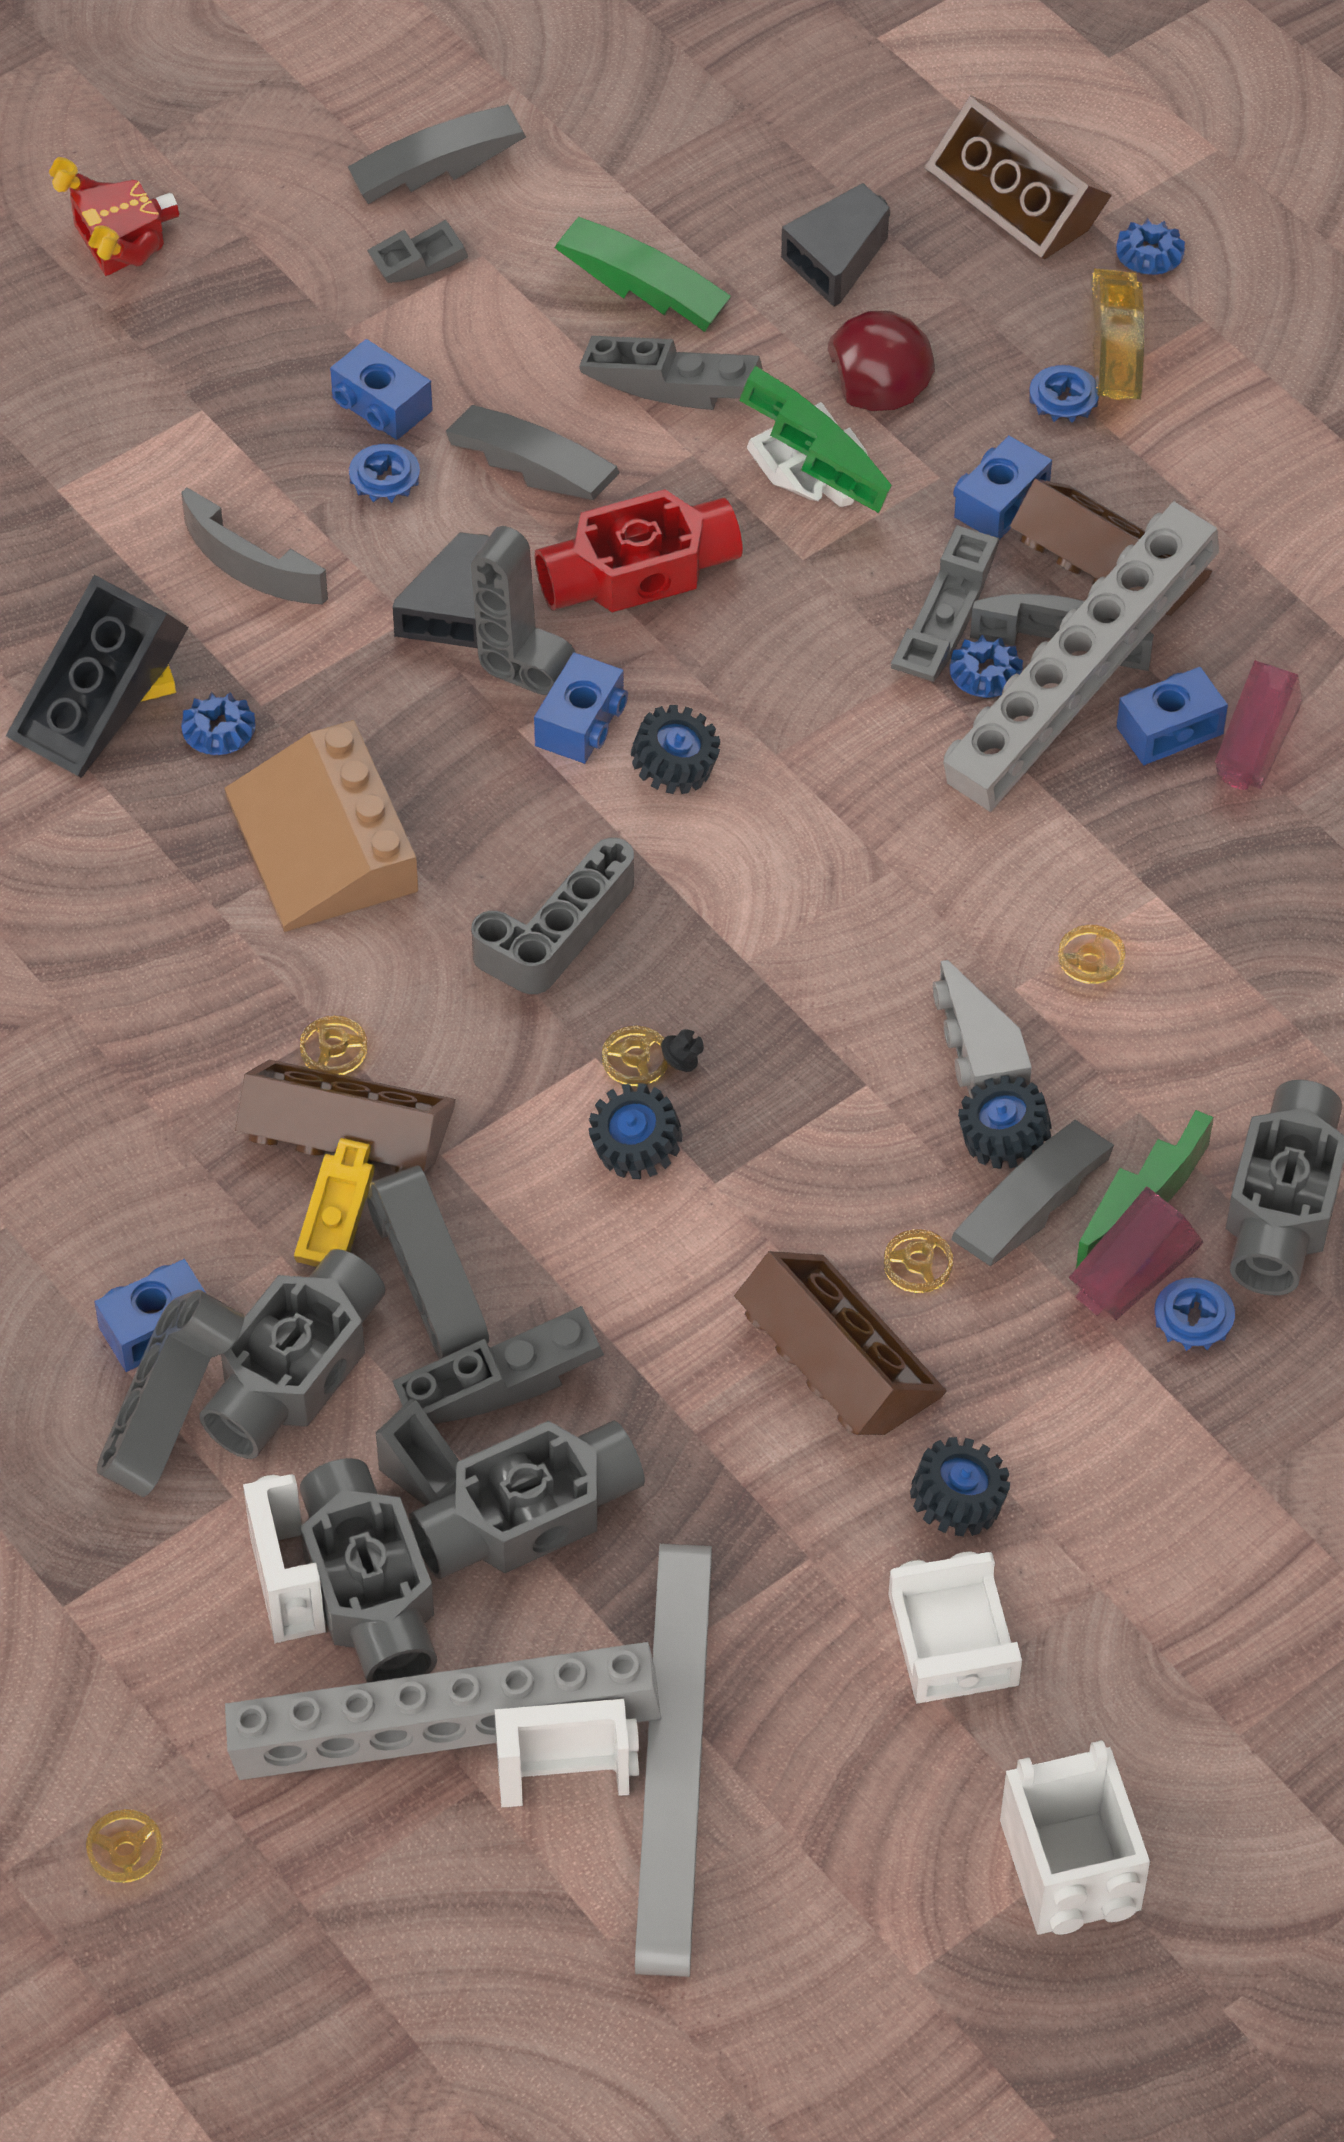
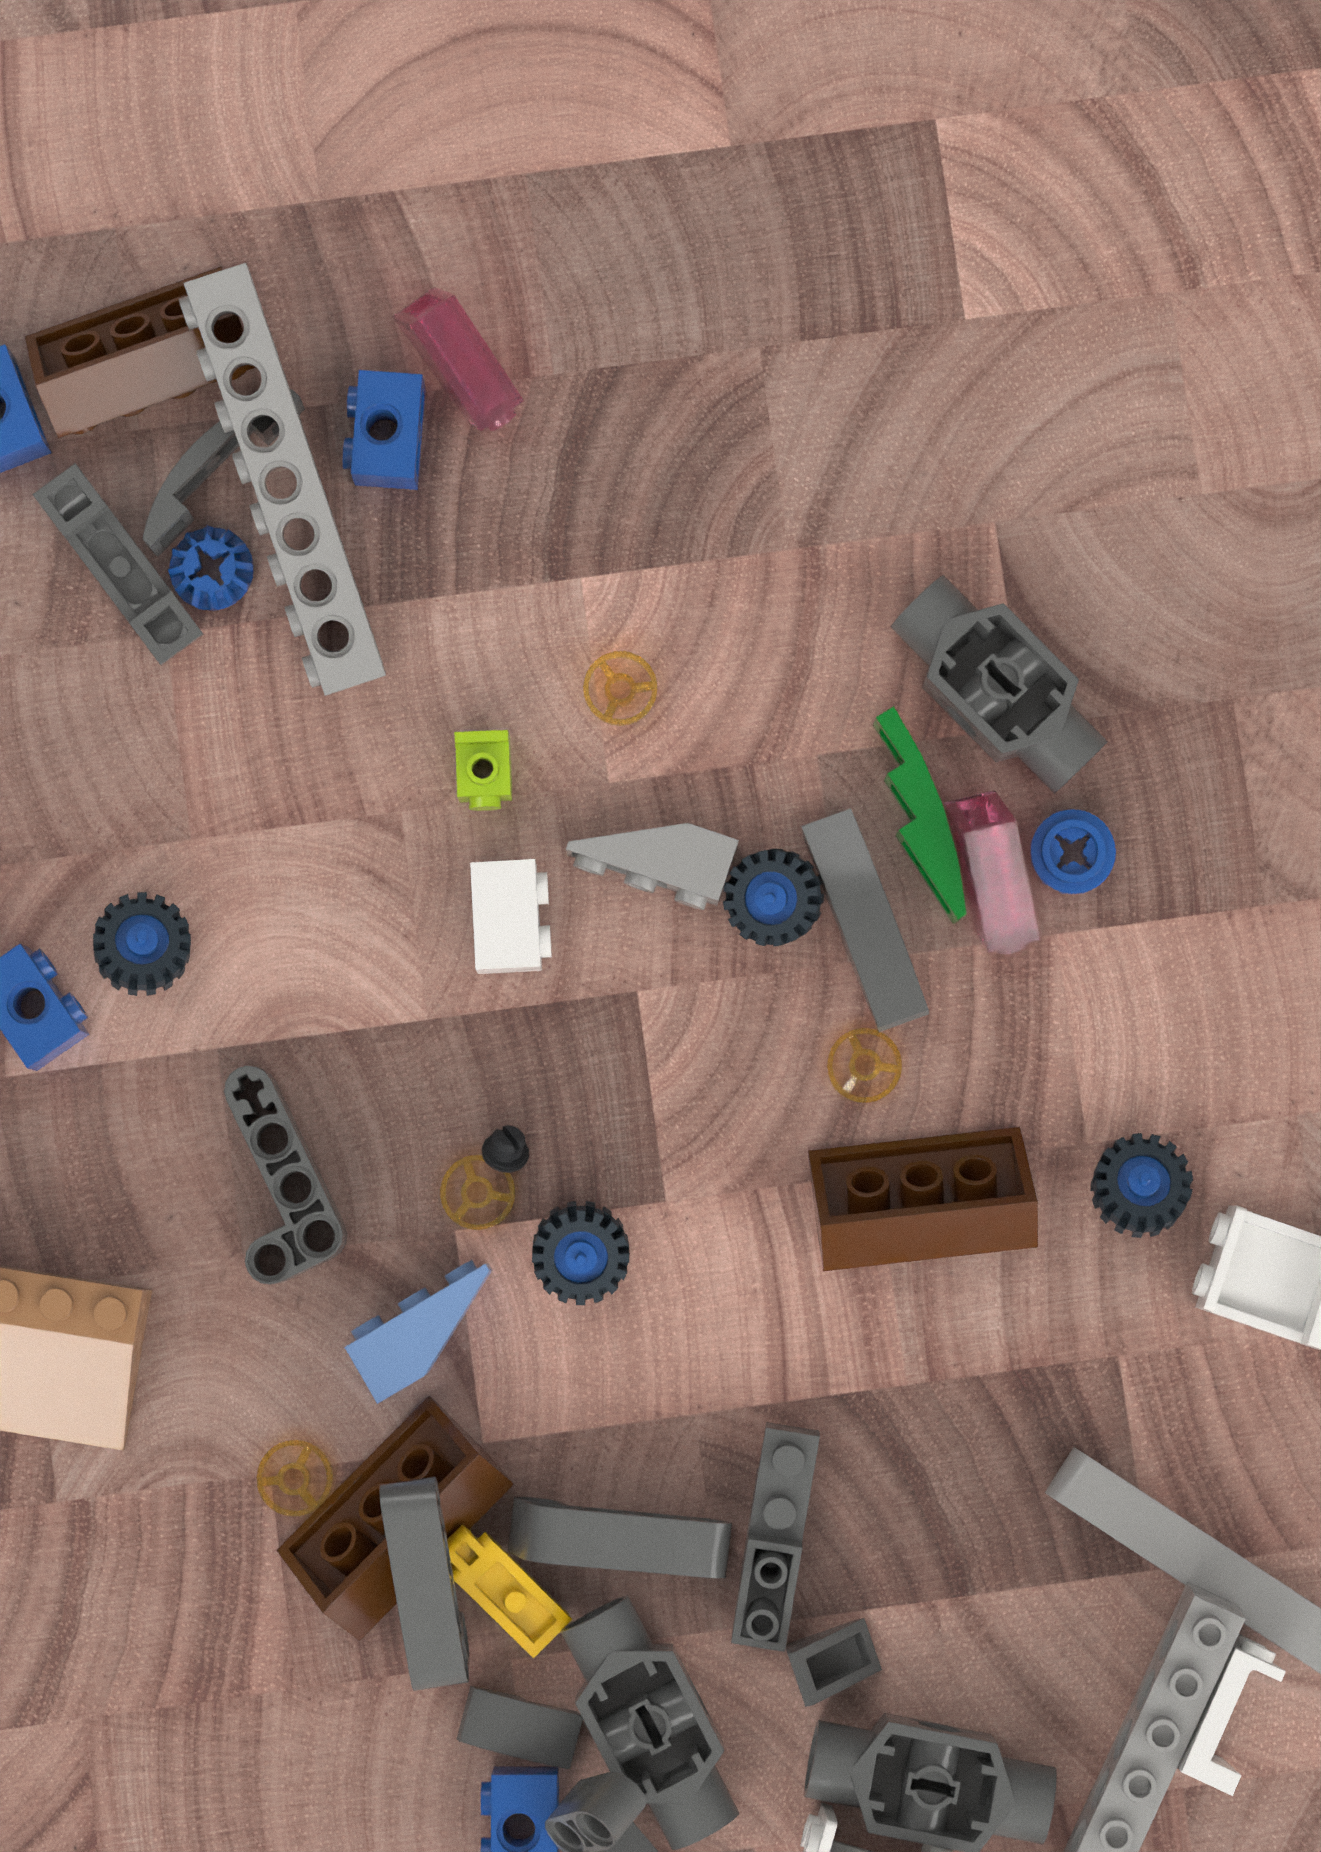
camera: 60 degrees left, 30 degrees up
(230, 1269) = (519, 1727): none -> dark grey slope
(306, 1126) = (424, 1584): none -> dark grey beam
(495, 1060) = (408, 1345): none -> medium blue slope
(526, 1497) = (934, 1592): dark grey brick -> none
(861, 957) = (507, 916): none -> white brick
(965, 894) = (492, 747): none -> lime brick

